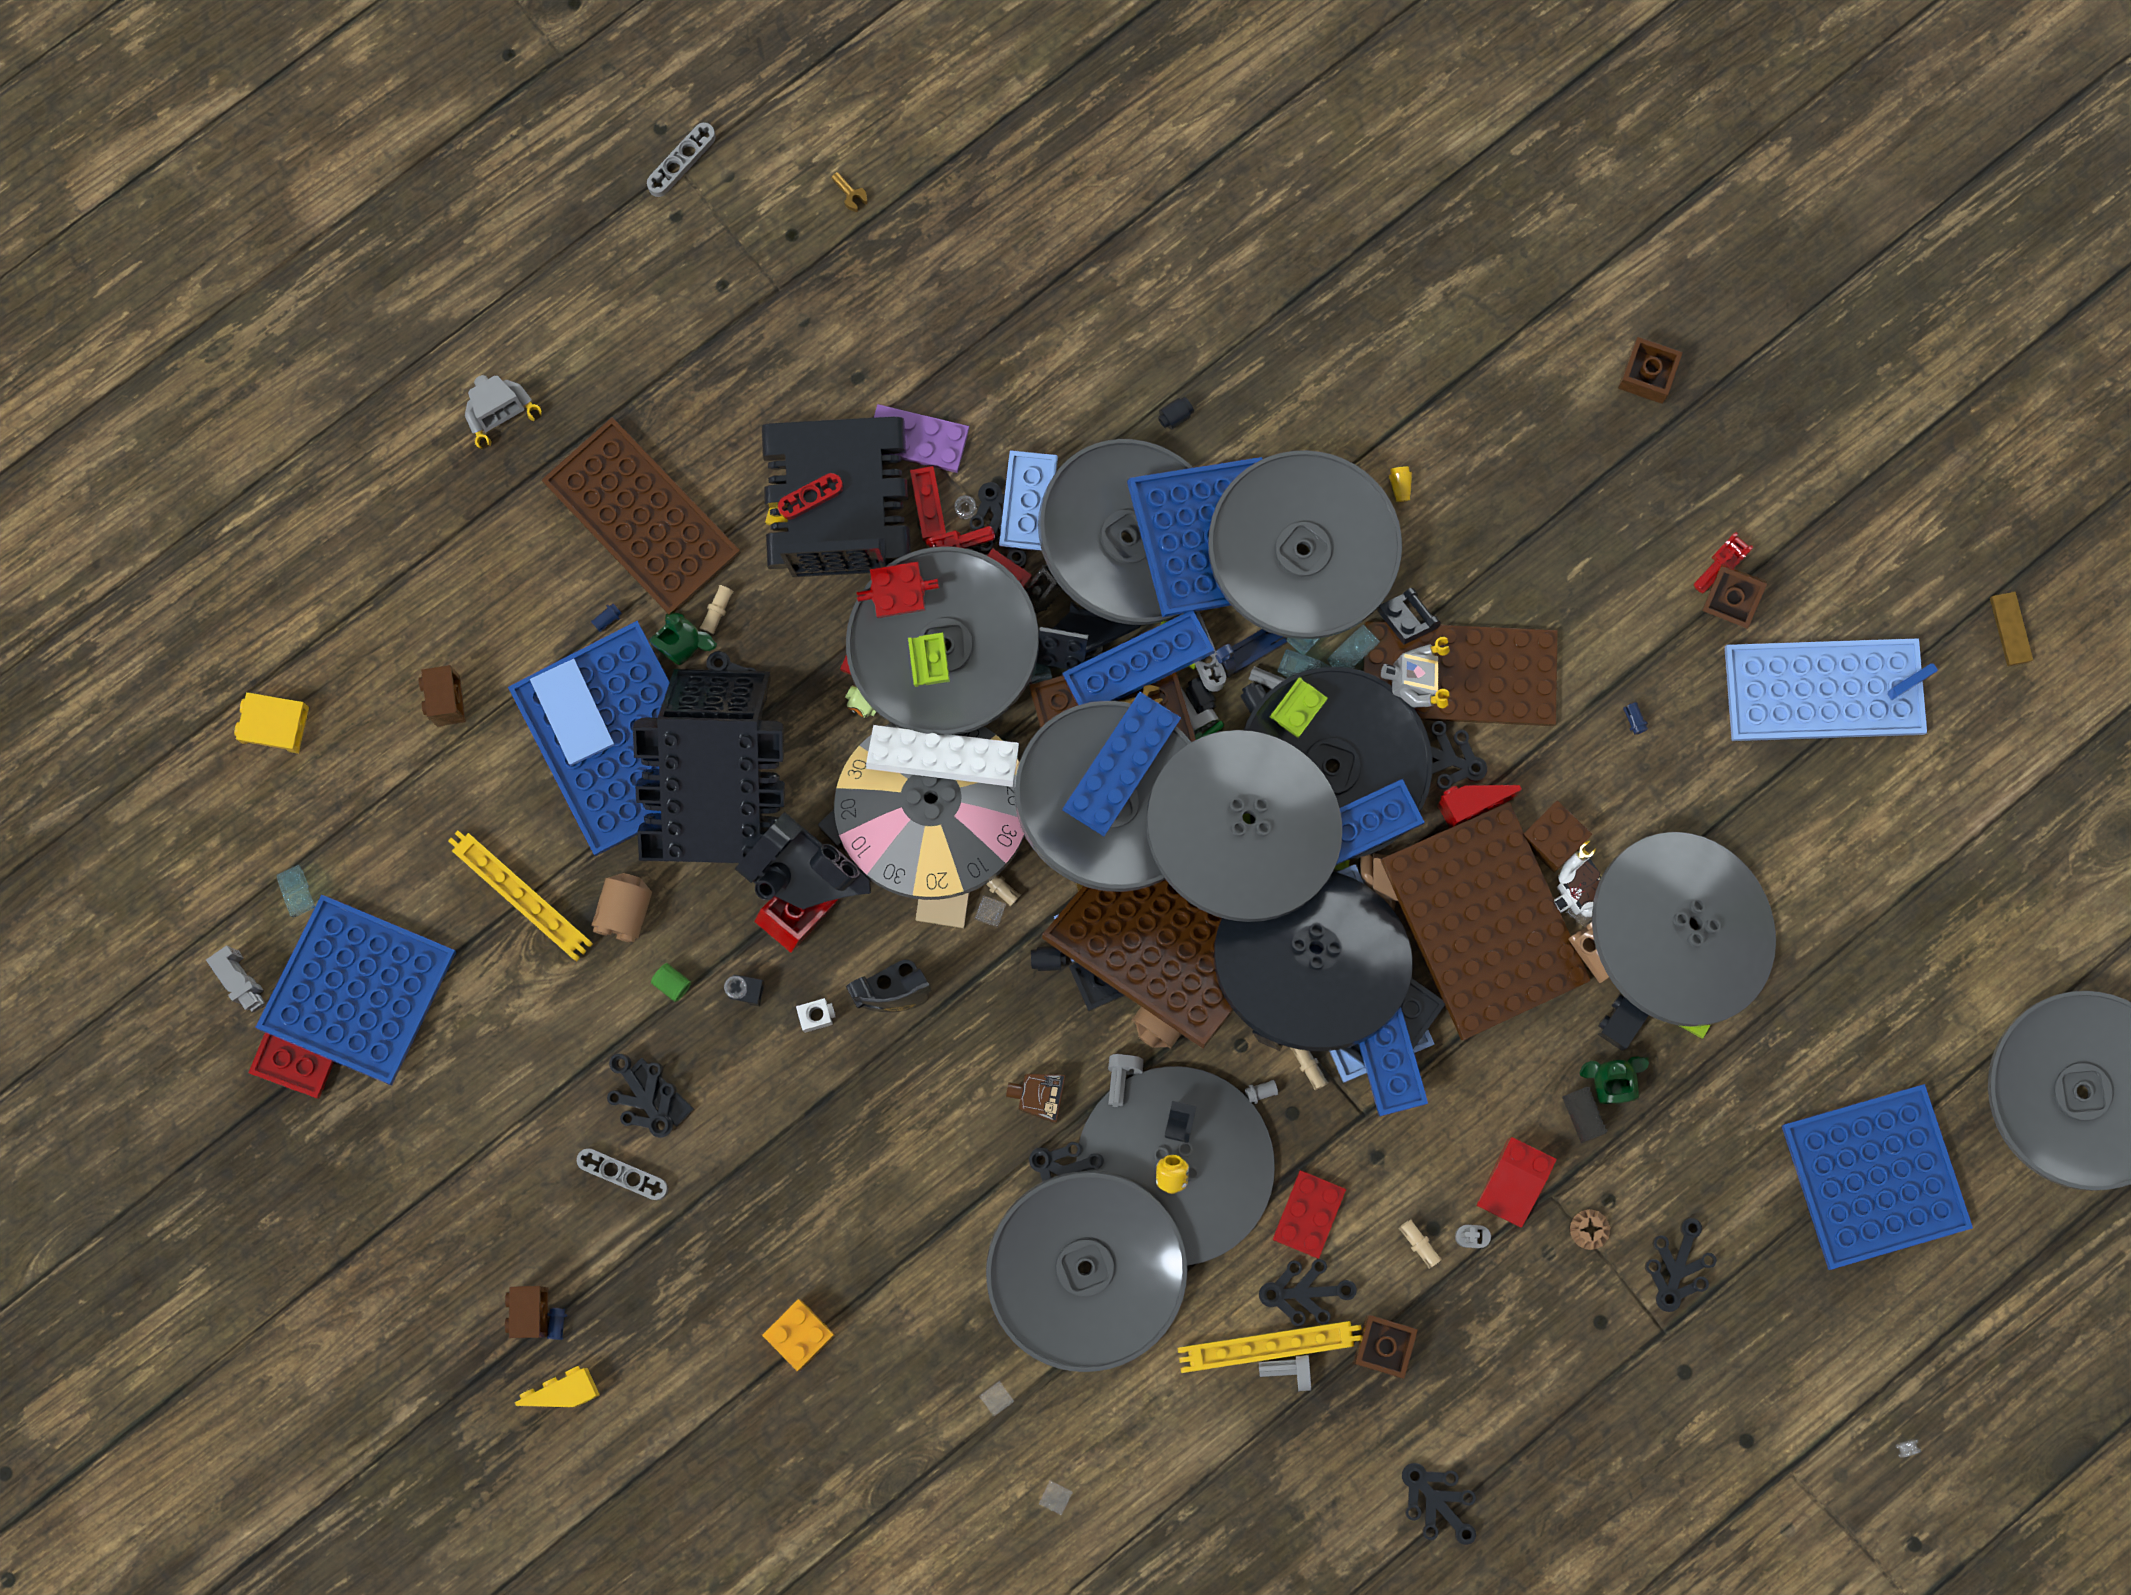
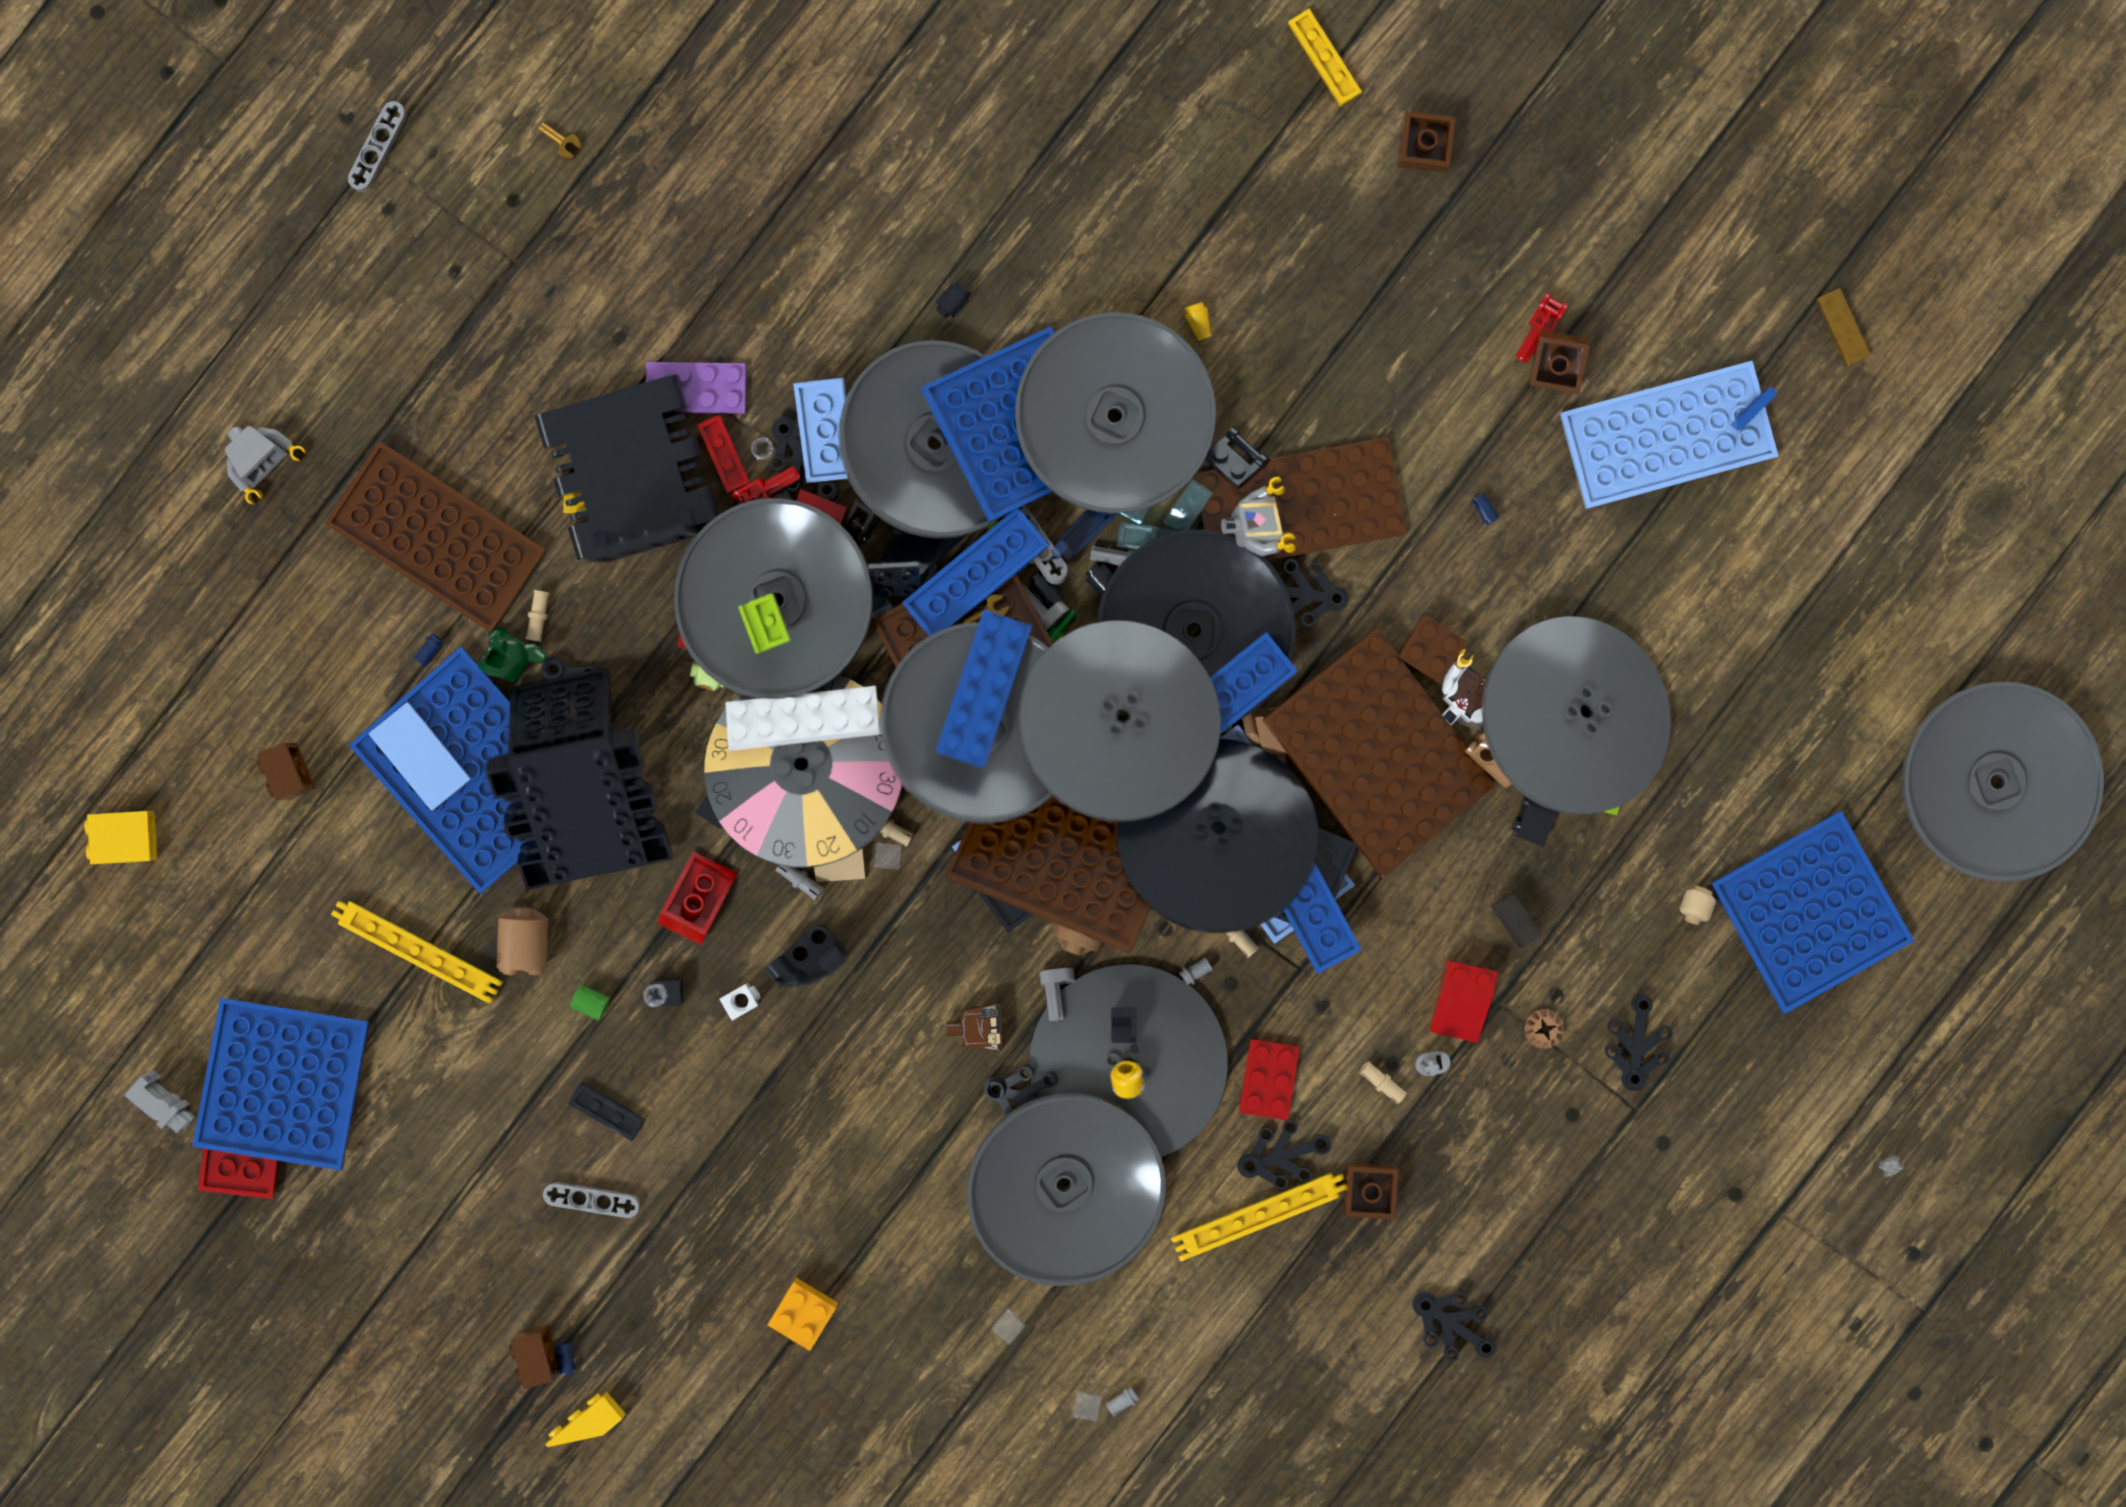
camera: 15 degrees left, 10 degrees up
(295, 891) = (192, 1000): clear light blue slope -> none
(644, 1098) = (592, 1122): black plant -> none
(800, 868) = (687, 863): black panel -> none
(829, 494) = (592, 478): red beam -> none
(897, 590) = (715, 557): red plate -> none
(901, 913) = (801, 880): none -> light grey pin
(1047, 958) = (954, 892): black brick -> none
(1092, 1501) = (1122, 1401): none -> light grey pin
(1289, 1367) = (1292, 1228): light grey piece -> none
(1298, 707) = (1146, 583): lime plate -> none
(1471, 801) = (1335, 639): red slope -> none
(1571, 276) = (1324, 57): none -> yellow tile
(1615, 1079) = (1540, 879): dark green piece -> none
(1765, 1142) = (1697, 905): none -> tan head

